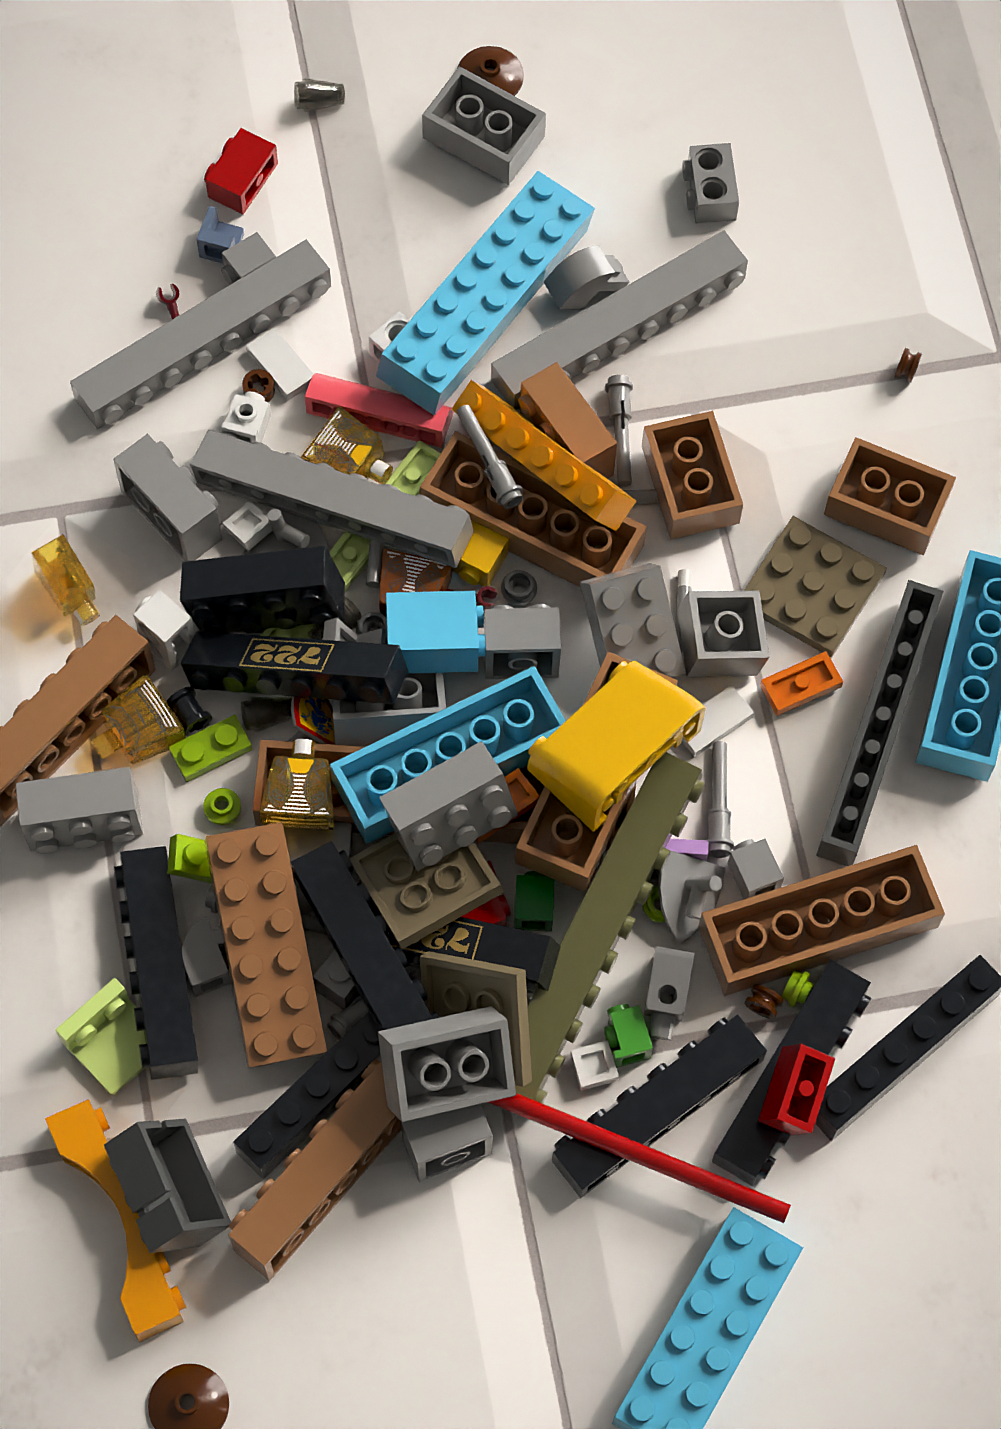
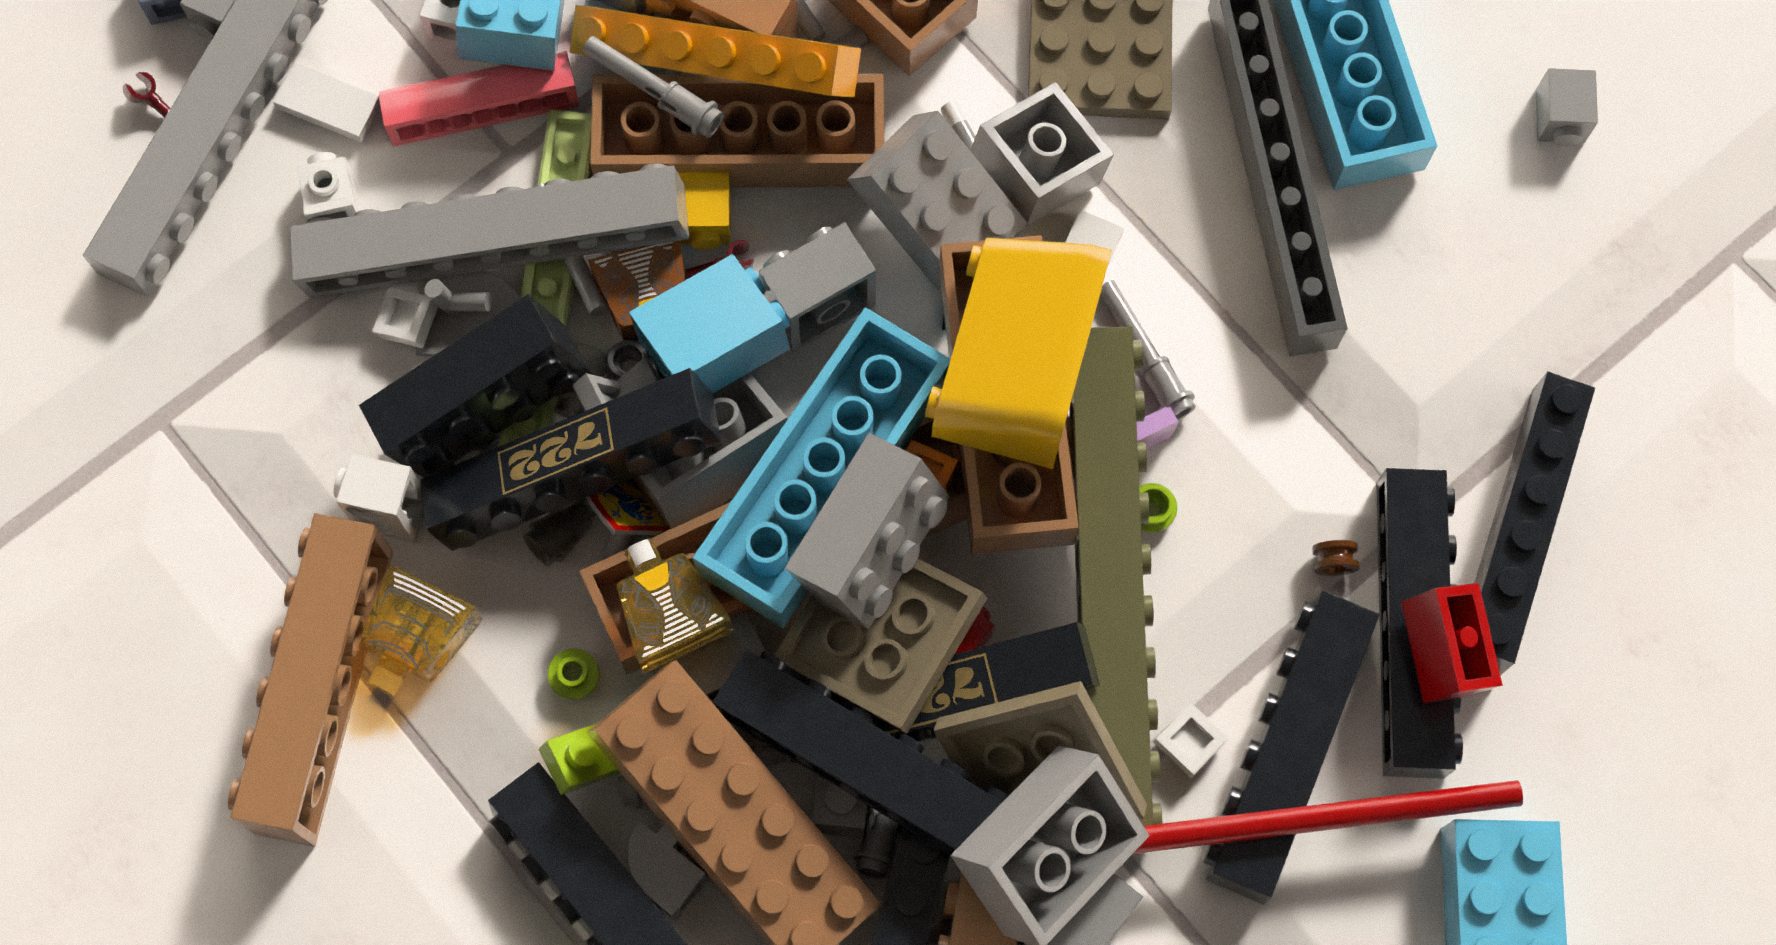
camera: 30 degrees left, 5 degrees up
(61, 569) = (204, 492): clear yellow torso -> none
(79, 810) = (405, 777): light grey brick -> none
(169, 497) = (290, 334): light grey brick -> none
(189, 711) = (465, 580): black bush -> none
(210, 748) = (516, 610): lime plate -> none
(264, 378) = (319, 131): reddish brown bush -> none
(349, 448) = (474, 161): clear yellow torso -> none
(519, 578) = (766, 212): dark grey plate -> none
(534, 902) = (1010, 586): green brick -> none
(628, 1035) = (1208, 681): bright green brick -> none
(670, 975) = (1223, 584): light grey torso -> none
(686, 890) = (1181, 479): light grey shield -> none
(754, 868) = (1234, 409): light grey brick -> none
(797, 988) = (1364, 521): lime plate -> none
(801, 683) = (1157, 166): orange plate -> none
(820, 920) = (1345, 429): medium nougat brick -> none

